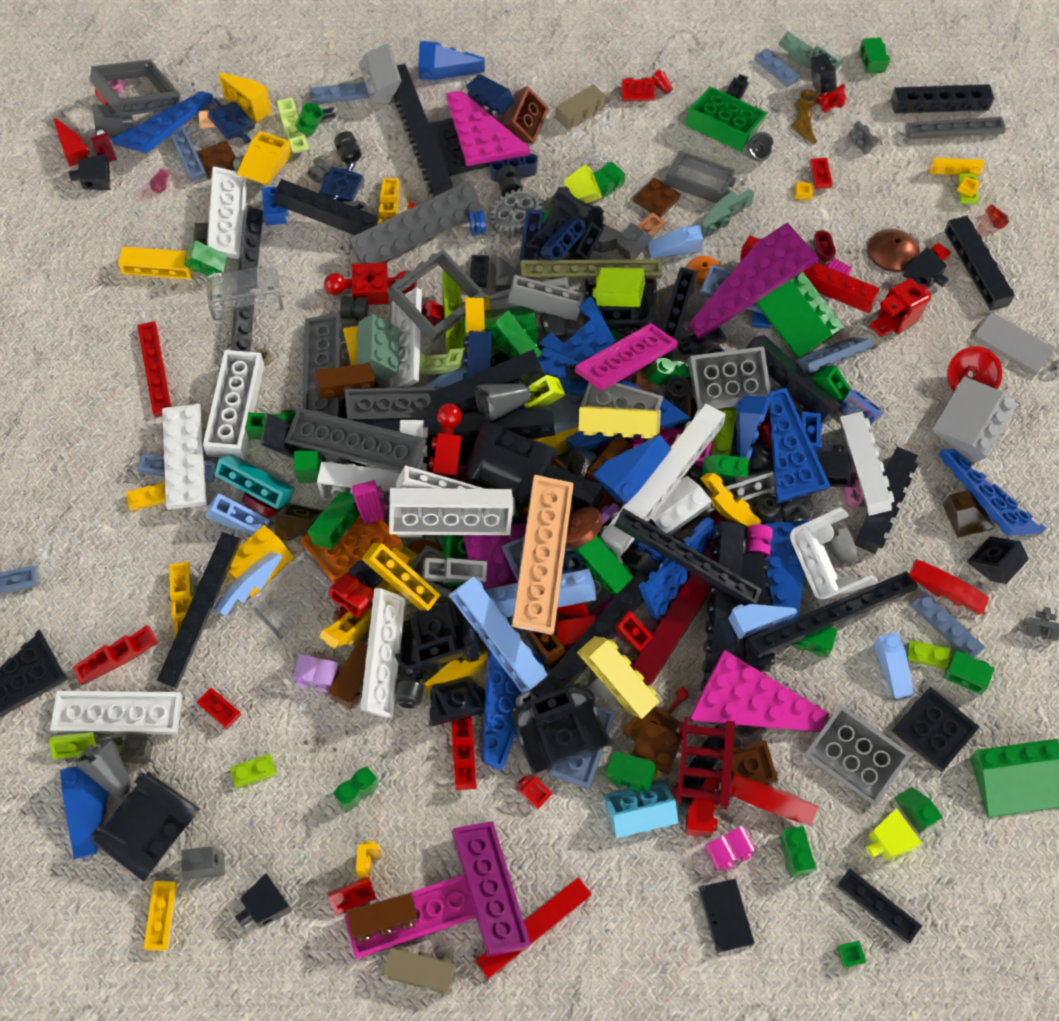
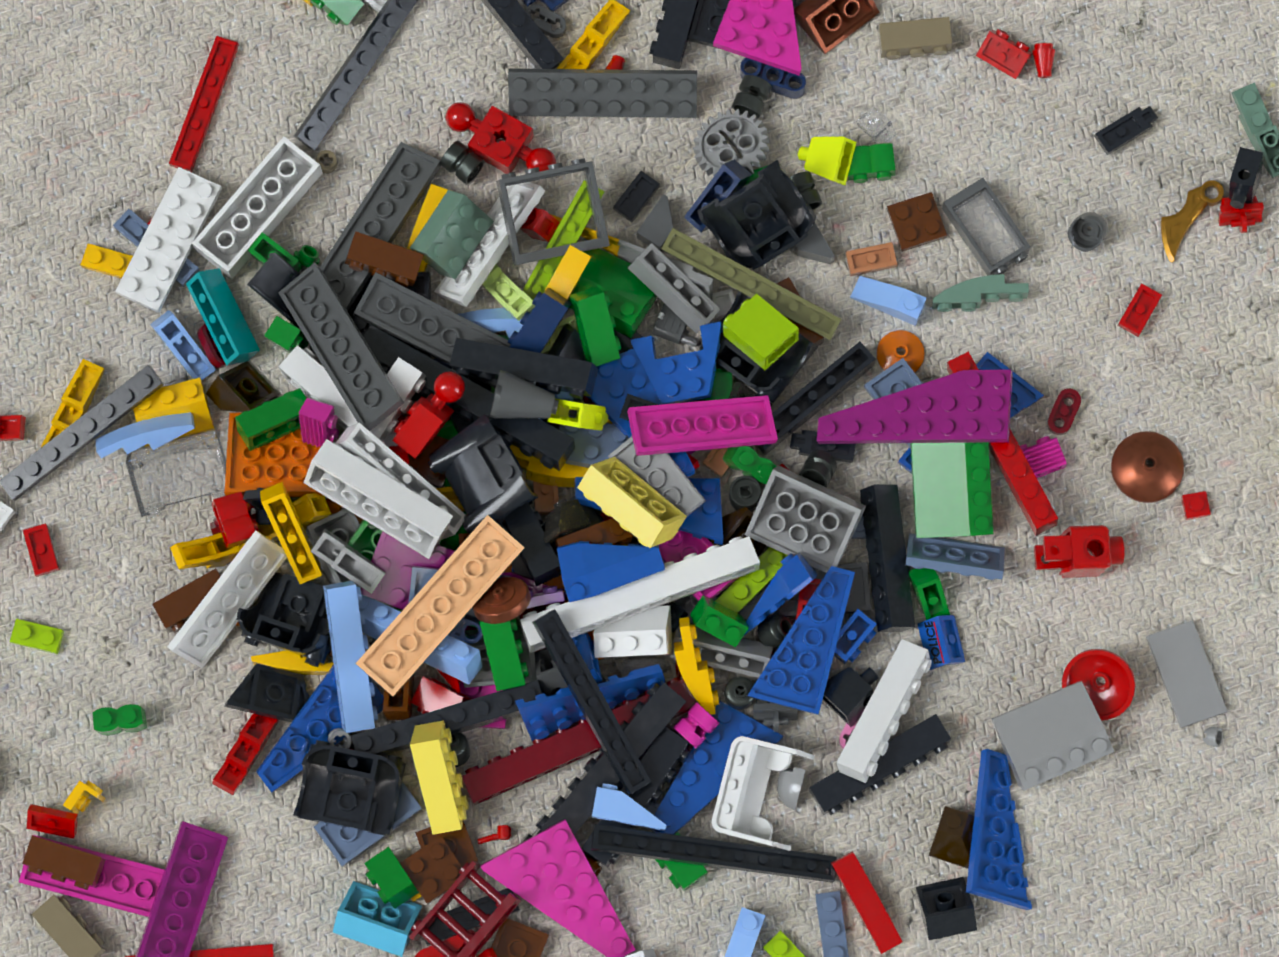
camera: 40 degrees right, 15 degrees up
(243, 289) = (355, 64): clear windscreen -> none
(315, 672) = (155, 573): lavender brick -> none
(409, 693) = (232, 655): pearl dark grey head -> none
(479, 223) = (674, 132): blue wheel -> none
(533, 790) = (286, 833): red bracket -> none
(563, 239) = (732, 237): dark blue beam -> none
(632, 242) = (831, 271): dark grey torso -> none
(633, 632) = (492, 739): red slope -> none
(725, 118) = (1079, 162): green slope -> none
(746, 735) = (528, 916): clear smoke plate -> none
(777, 67) = (1210, 122): sand blue plate -> none
(803, 190) = (1102, 320): yellow tile -> none
(862, 137) = (1229, 292): dark grey hips -> none
(927, 269) = (1159, 519): black torso -> none
(979, 263) = (1231, 548): black brick -> none

